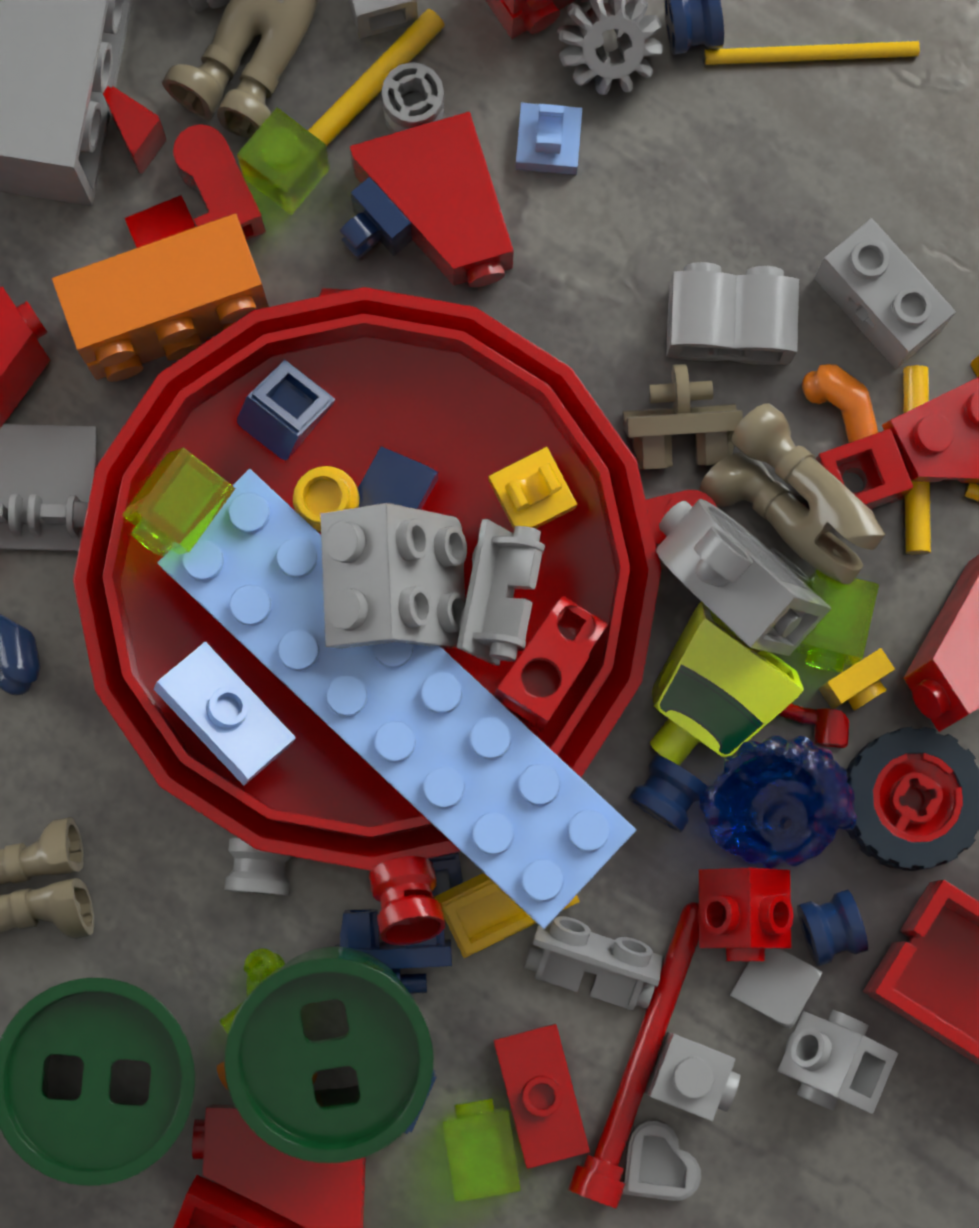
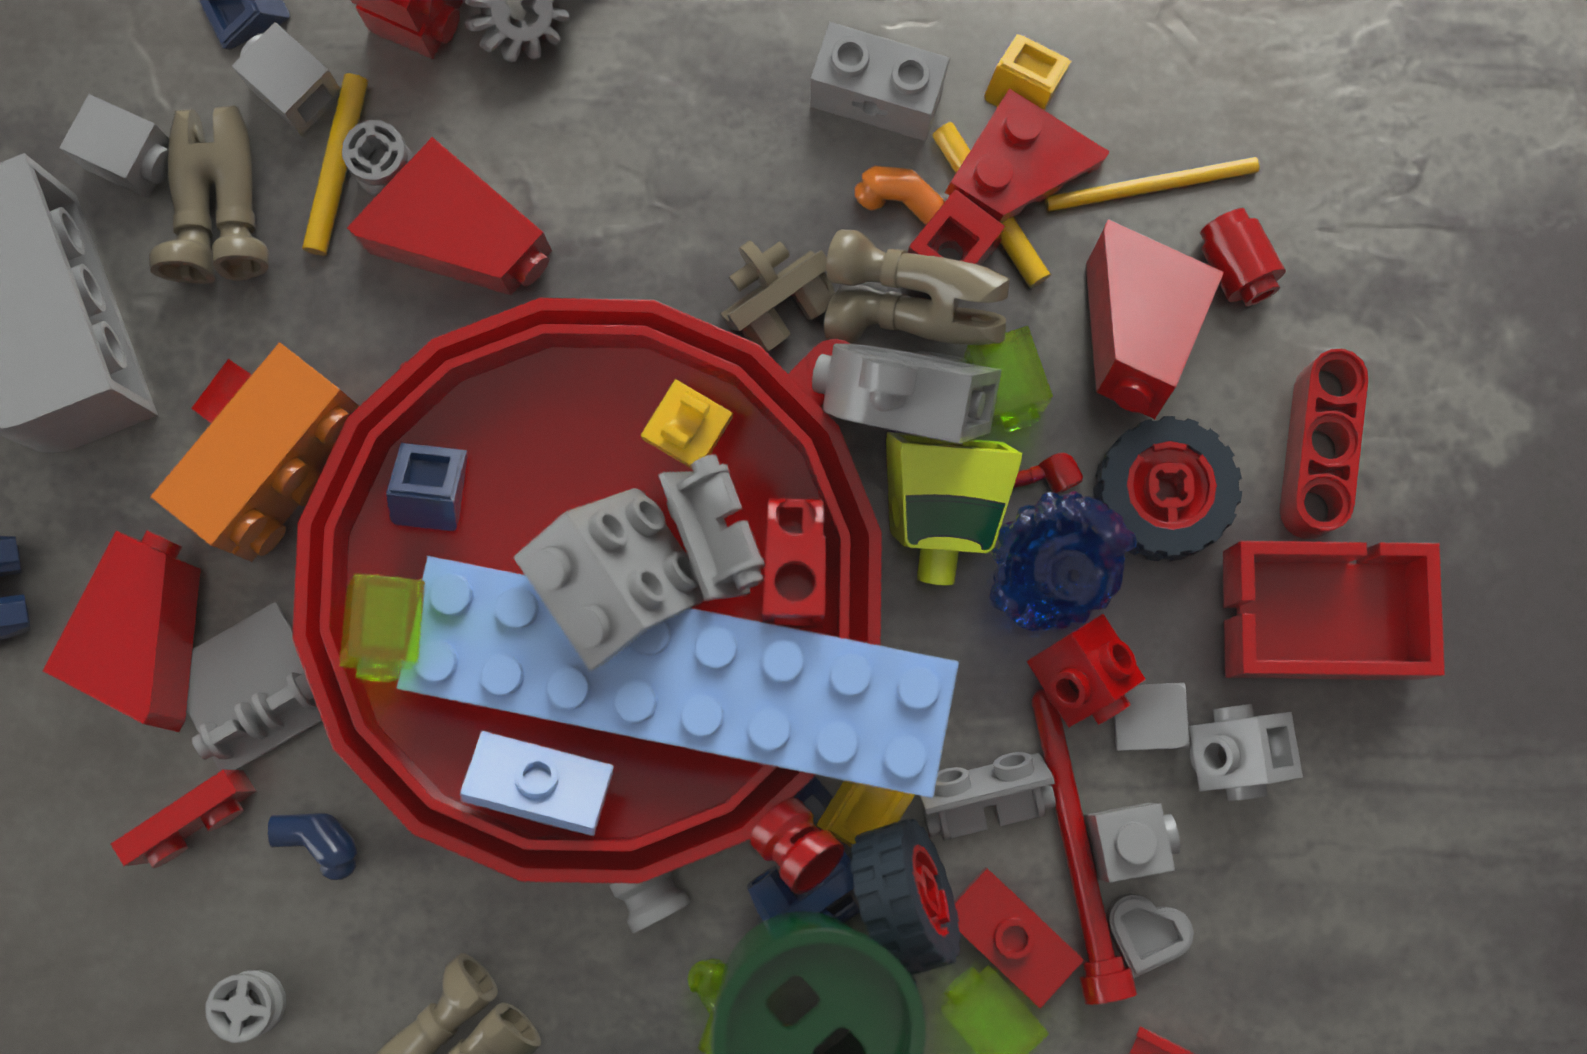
camera: 25 degrees left, 0 degrees up
(137, 125) = (153, 322): red slope -> none
(212, 170) = (242, 322): red leg -> none
(284, 160) = (298, 275): clear neon green brick -> none
(324, 491) = (505, 536): yellow plate -> none
(375, 221) = (408, 279): dark blue tile -> none
(396, 481) = (562, 488): dark blue slope -> none
(472, 999) = (906, 896): none -> black wheel
(548, 138) = (515, 122): light blue tile -> none
(667, 793) = (959, 612): dark blue wheel -> none
(732, 315) = (763, 177): light grey brick -> none
(832, 927) = (1168, 639): dark blue wheel -> none
(859, 682) = (1061, 419): yellow plate -> none

